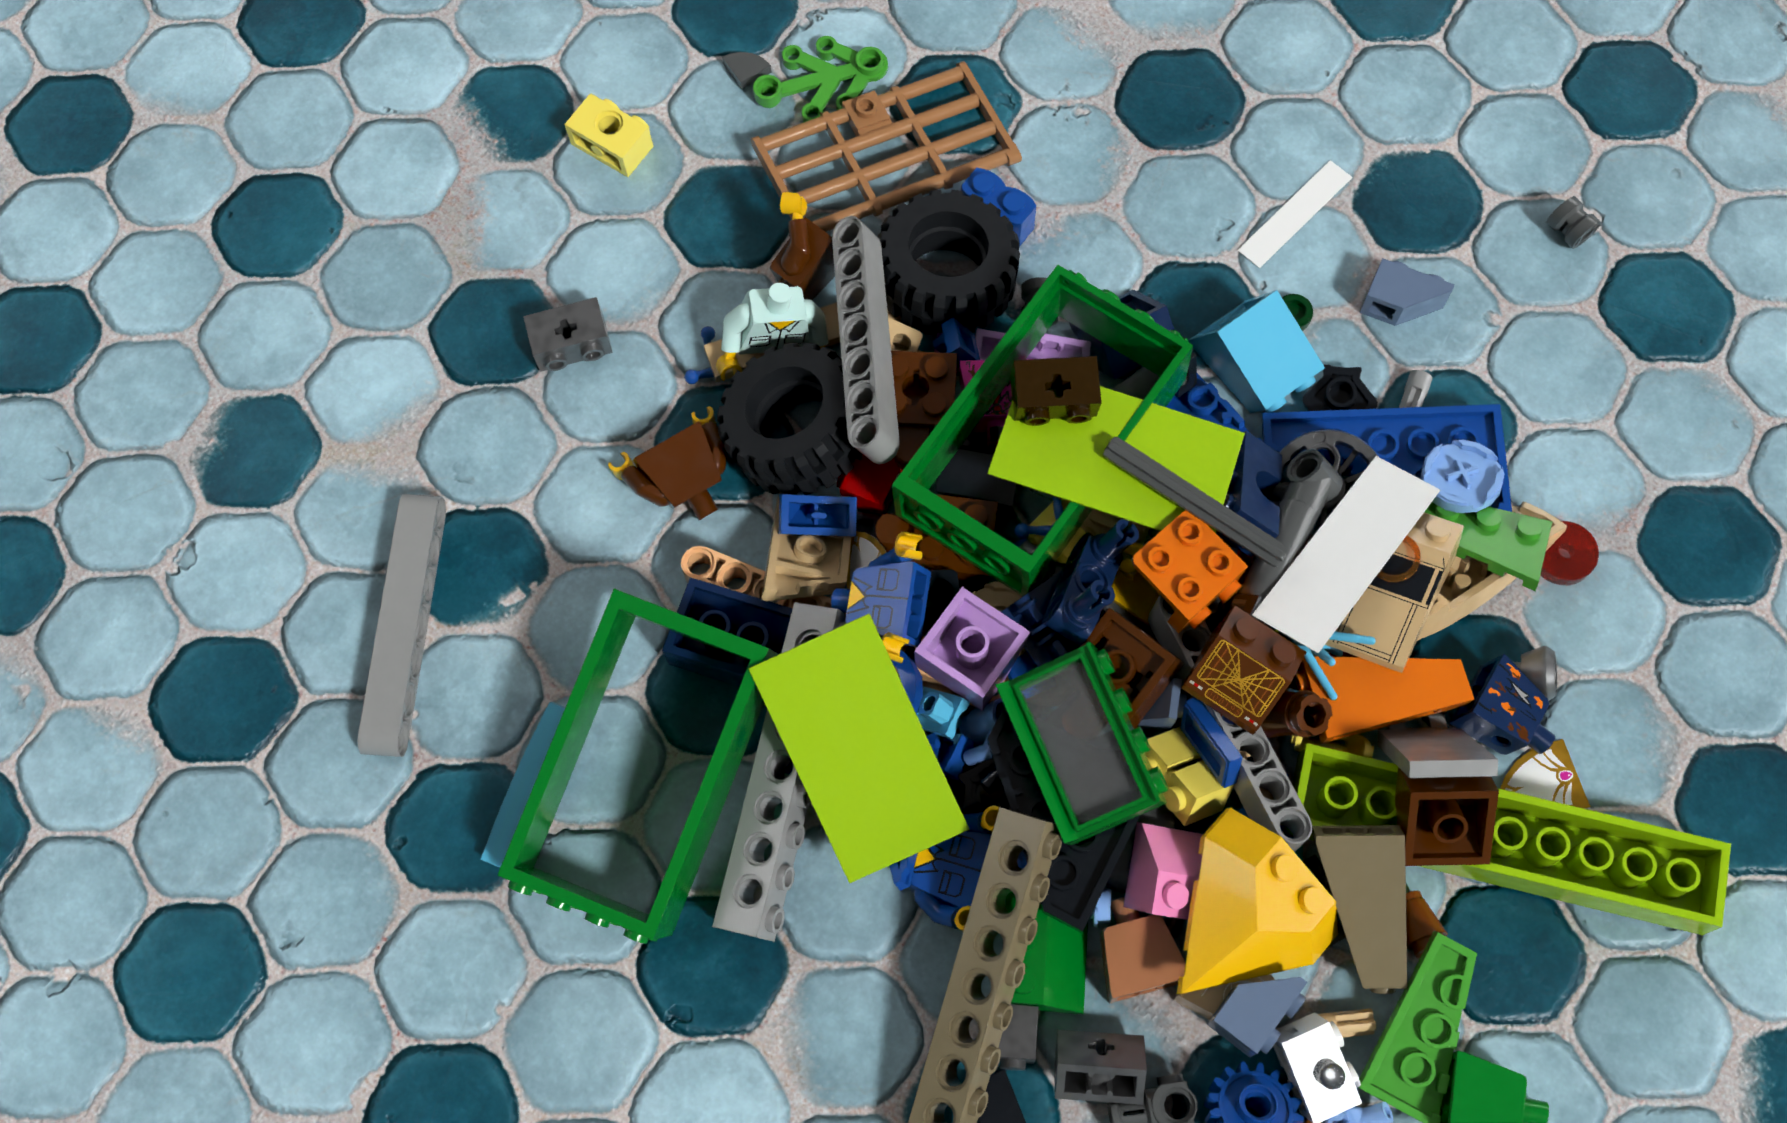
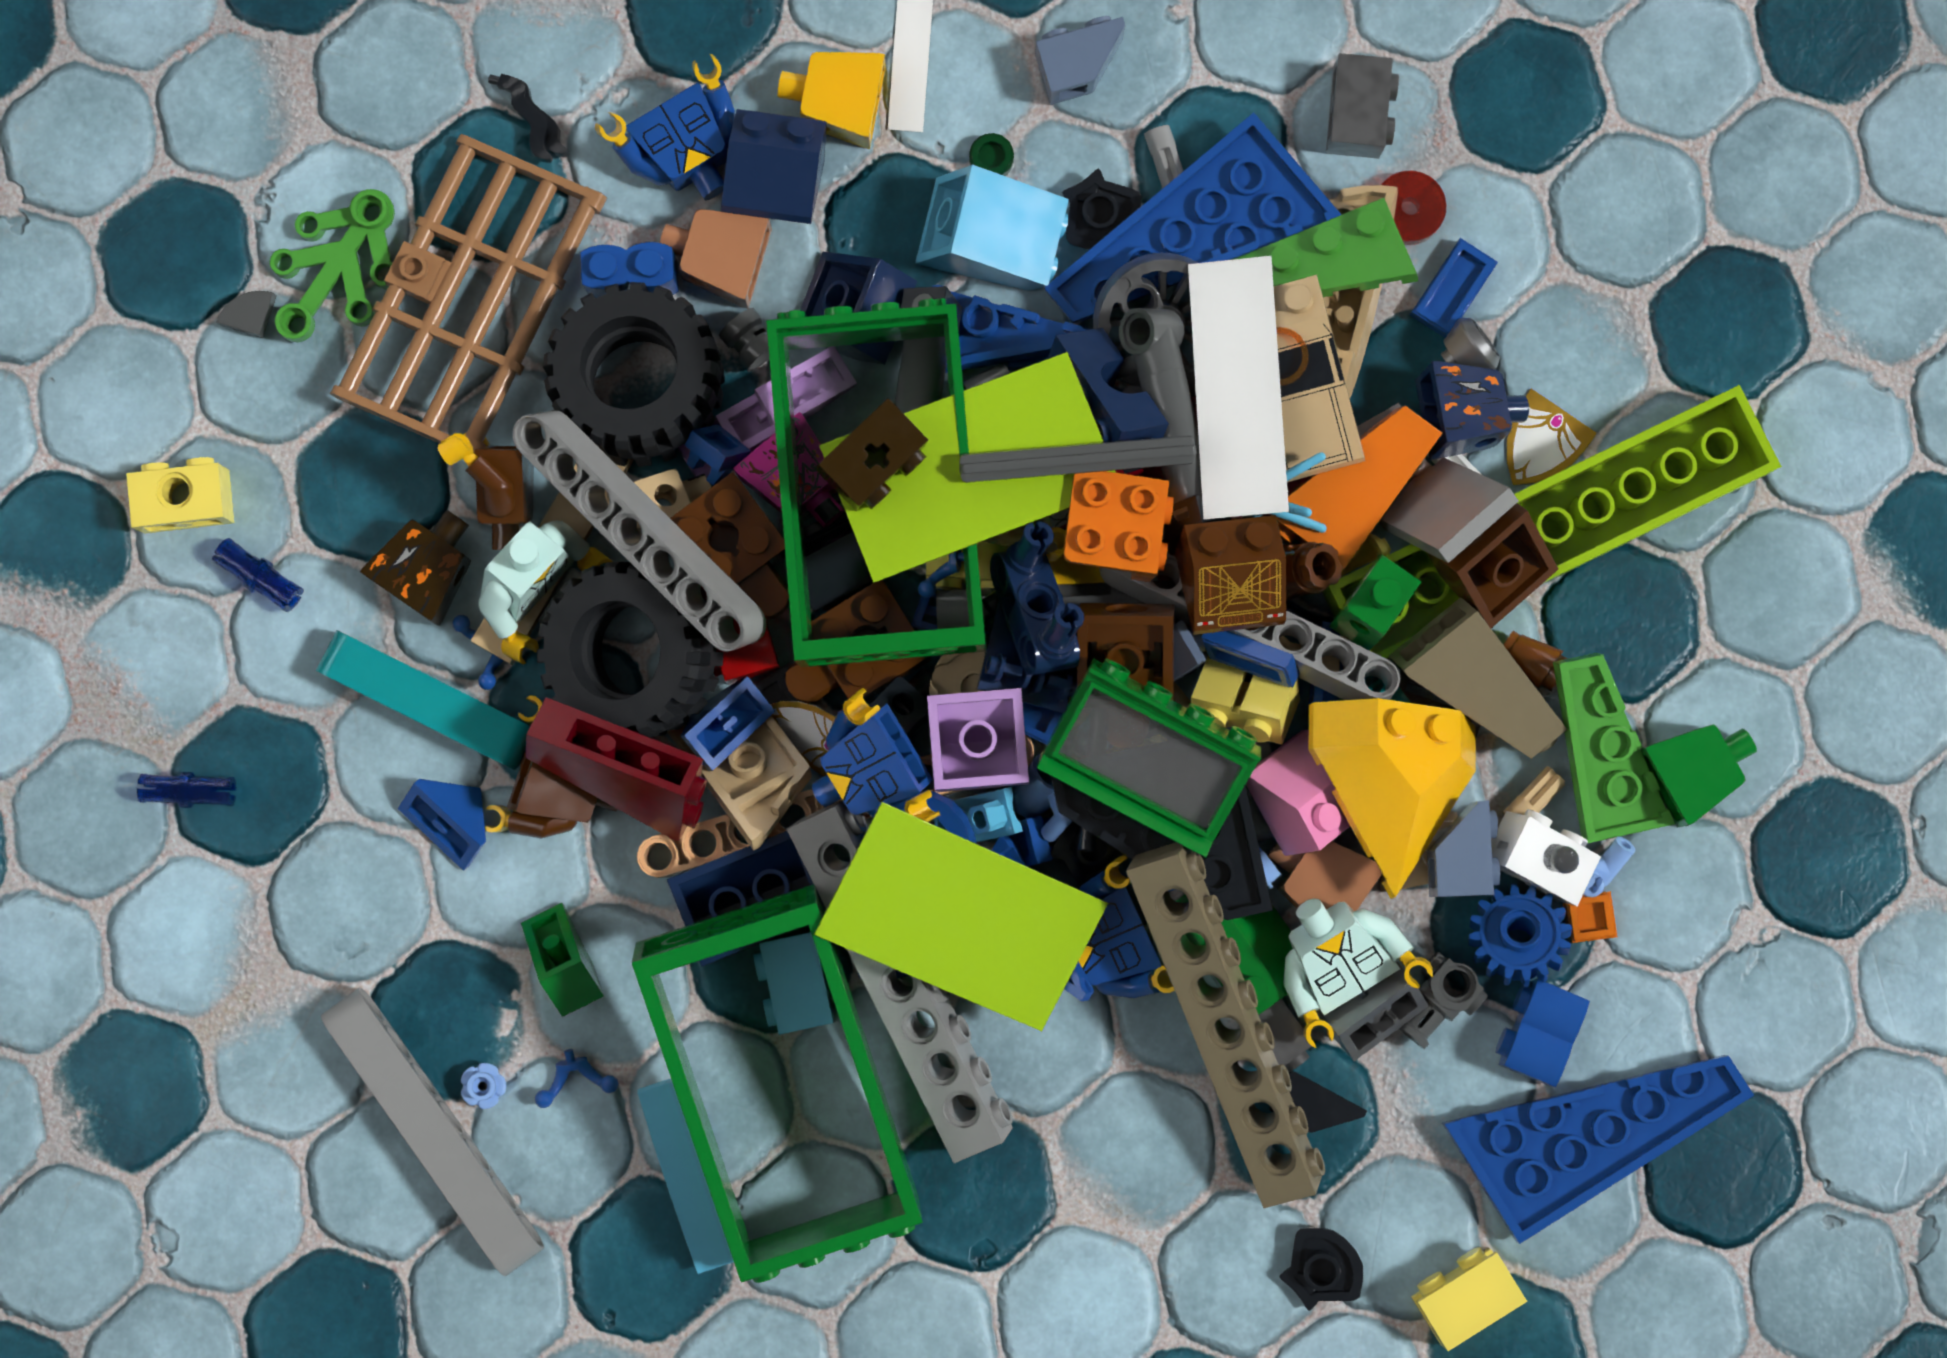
camera: 45 degrees left, 15 degrees up
(455, 301) = (186, 789): none -> clear blue pin
(467, 628) = (495, 1085): none -> light blue plate
(537, 686) = (608, 1083): none -> blue piece
(552, 327) = (309, 747): flat silver brick -> none
(579, 583) = (561, 960): none -> green slope
(592, 440) = (448, 816): none -> blue slope
(613, 212) = (257, 575): none -> clear blue pin
(644, 358) = (424, 699): none -> teal beam
(701, 728) = (795, 984): none -> medium azure brick
(714, 280) = (422, 566): none -> dark brown torso
(723, 478) = (619, 767): none -> dark red slope
(1016, 96) = (544, 130): none -> black hair
(1068, 237) = (721, 252): none -> nougat torso
(1099, 155) = (681, 137): none -> blue torso
(1105, 1009) = (1339, 957): none -> light aqua torso
(1145, 209) = (774, 166): none -> dark blue slope
(1223, 203) = (839, 90): none -> yellow torso
(1335, 773) = (1375, 603): none -> green torso
(1464, 474) = (1274, 216): light blue tile -> none
(1557, 627) = (1453, 288): none -> blue tile
(1579, 460) = (1361, 105): none -> flat silver brick

